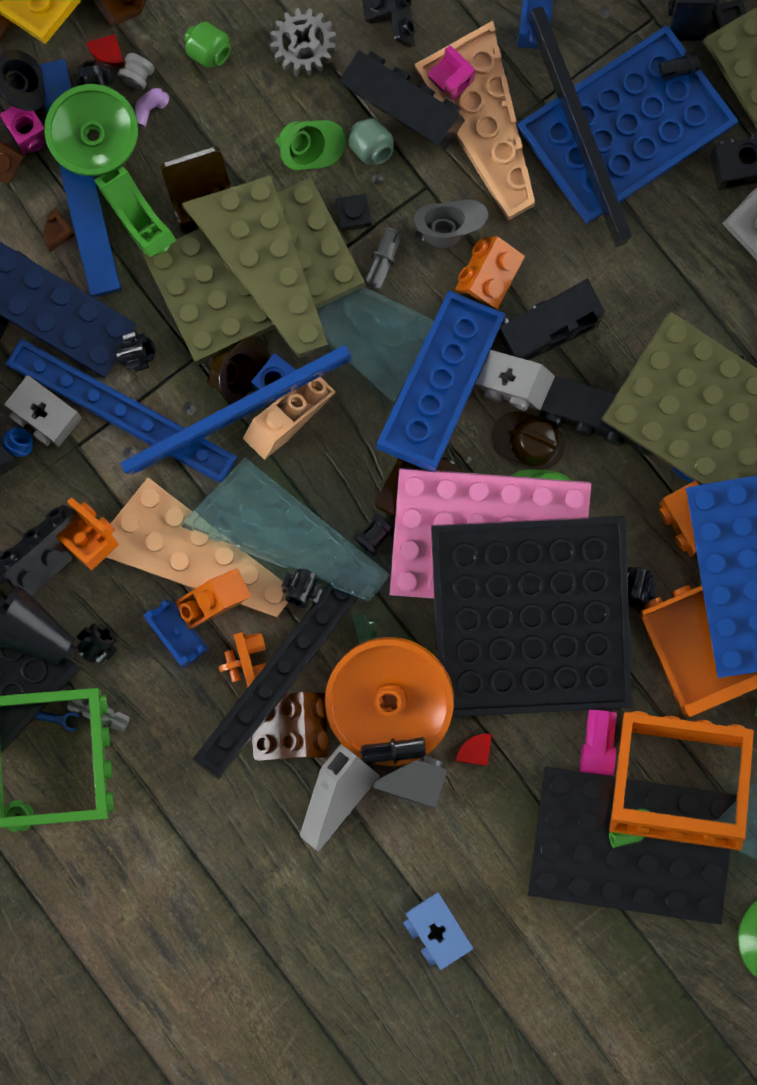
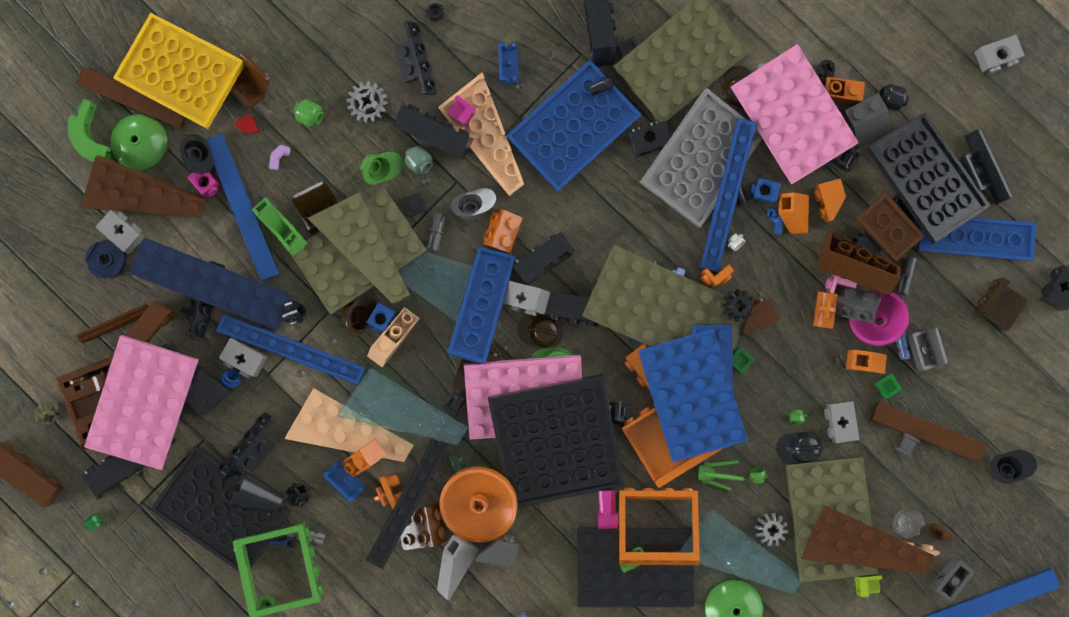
camera: 10 degrees left, 5 degrees up
(56, 230) = (234, 243): reddish brown tile -> none
(88, 111) = (232, 176): bright green dish -> none
(88, 537) = (282, 432): orange bracket -> none
(93, 73) = (241, 144): black gear -> none
(135, 71) = (267, 136): light grey wheel -> none
(237, 410) = (360, 342): blue tile -> none
(301, 588) = (416, 444): black gear -> none
(394, 750) = (485, 534): black axle -> none
(475, 750) = (534, 524): red tile -> none
(579, 127) = (544, 134): black tile -> none

